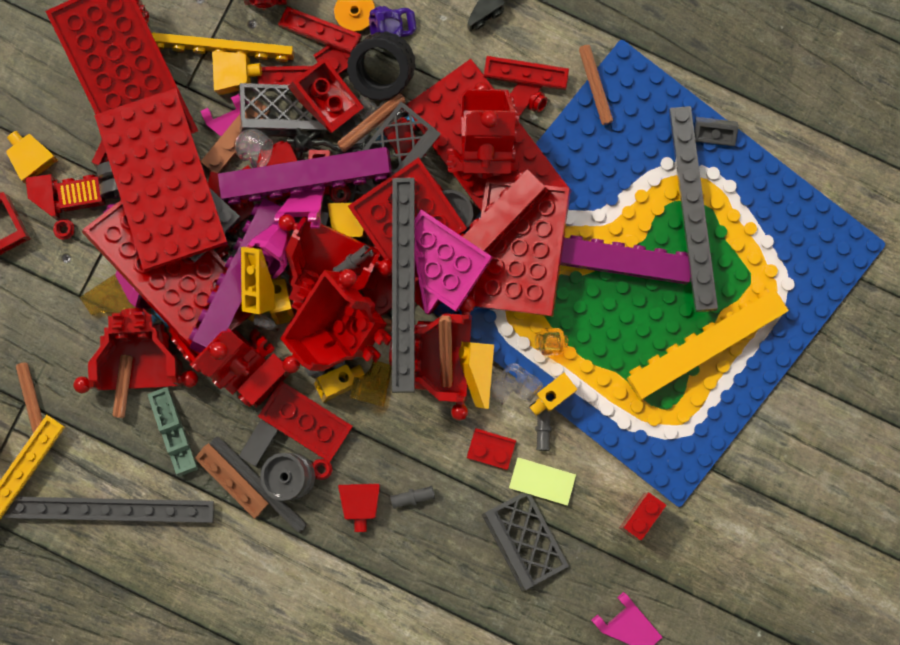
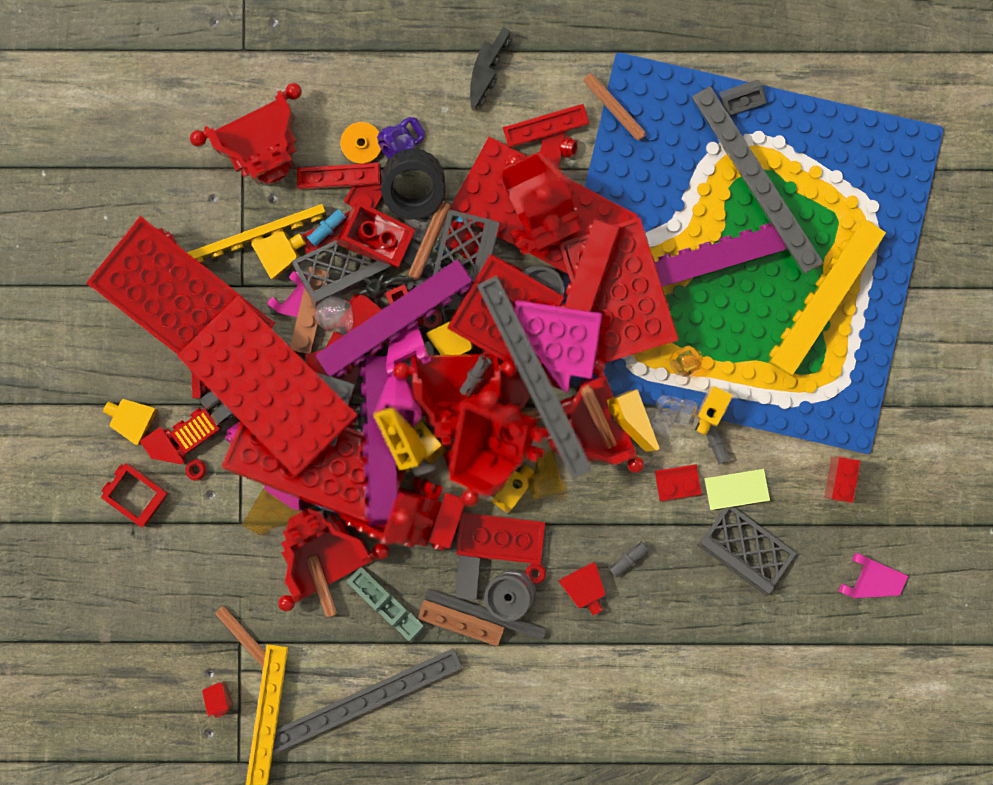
camera: 25 degrees left, 5 degrees up
(286, 69) = (326, 227): none -> dark azure pin

